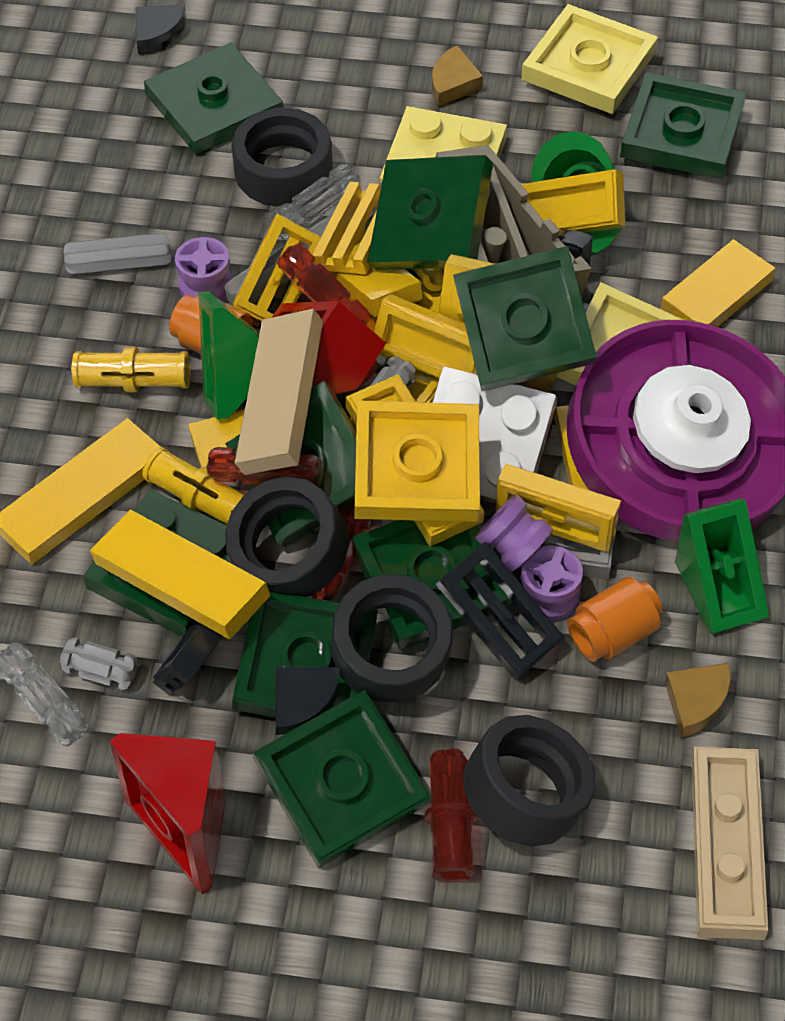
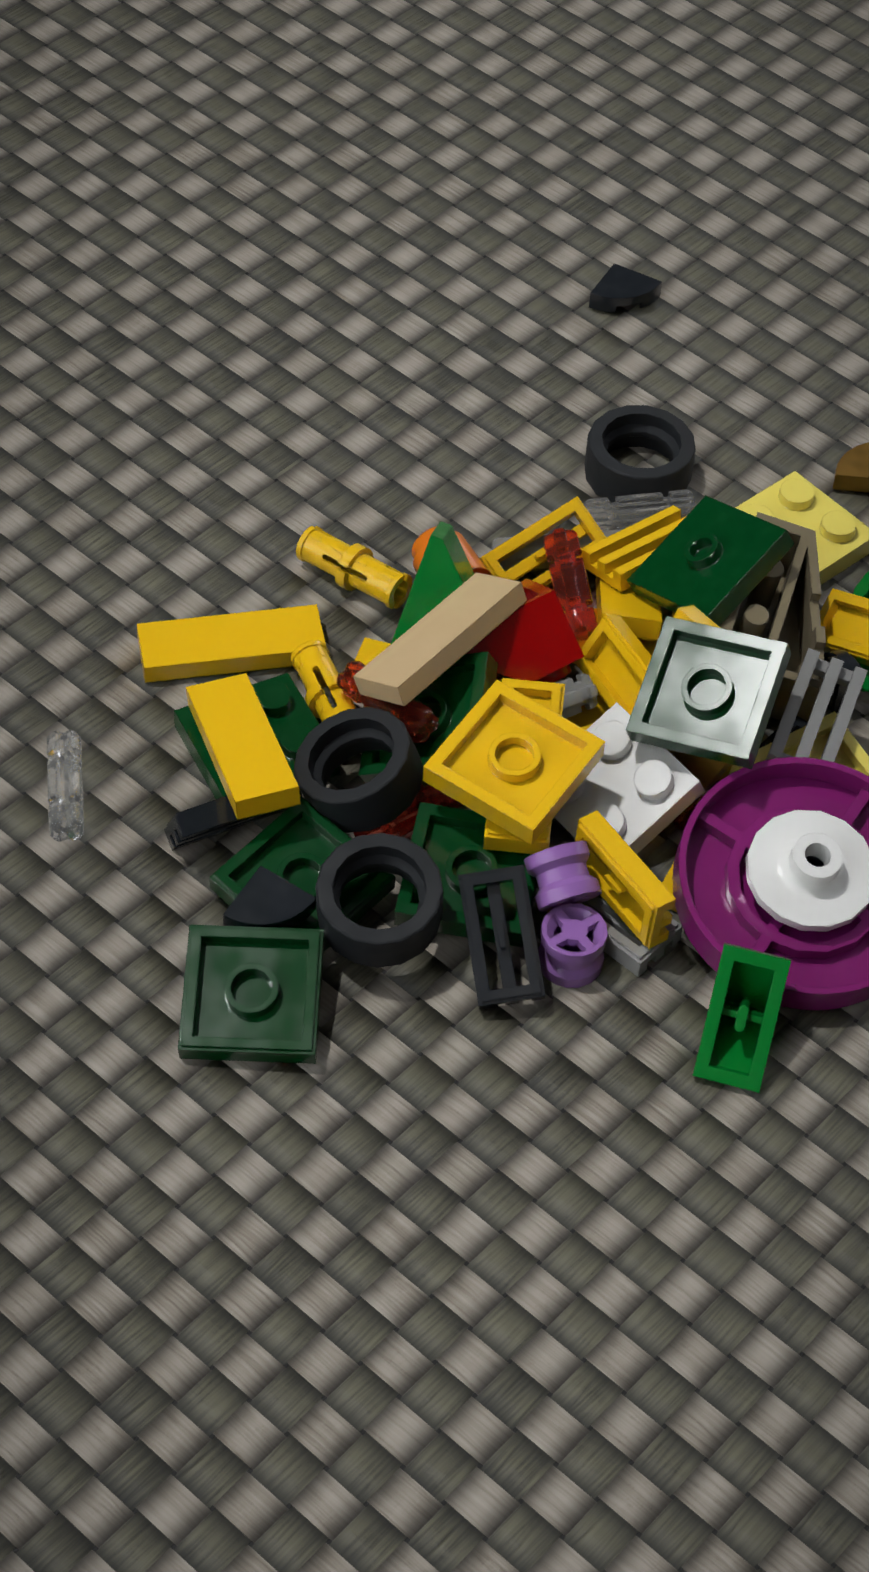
camera: 30 degrees right, 5 degrees down
(99, 663) = (131, 788): light grey piece -> none
(117, 253) = (424, 466): light grey axle -> none
(177, 796) = (99, 923): red slope -> none
(203, 267) = (485, 514): medium lavender wheel -> none
(210, 96) = (620, 371): dark green plate -> none
(450, 818) = (318, 1079): clear red axle -> none
(507, 810) = (435, 1055): black tyre -> none
(615, 619) = (604, 1007): orange brick -> none
(617, 284) = (832, 674): none -> light grey tile
(697, 695) = (630, 1117): pearl gold tile -> none
(728, 844) = (550, 1253): tan tile -> none

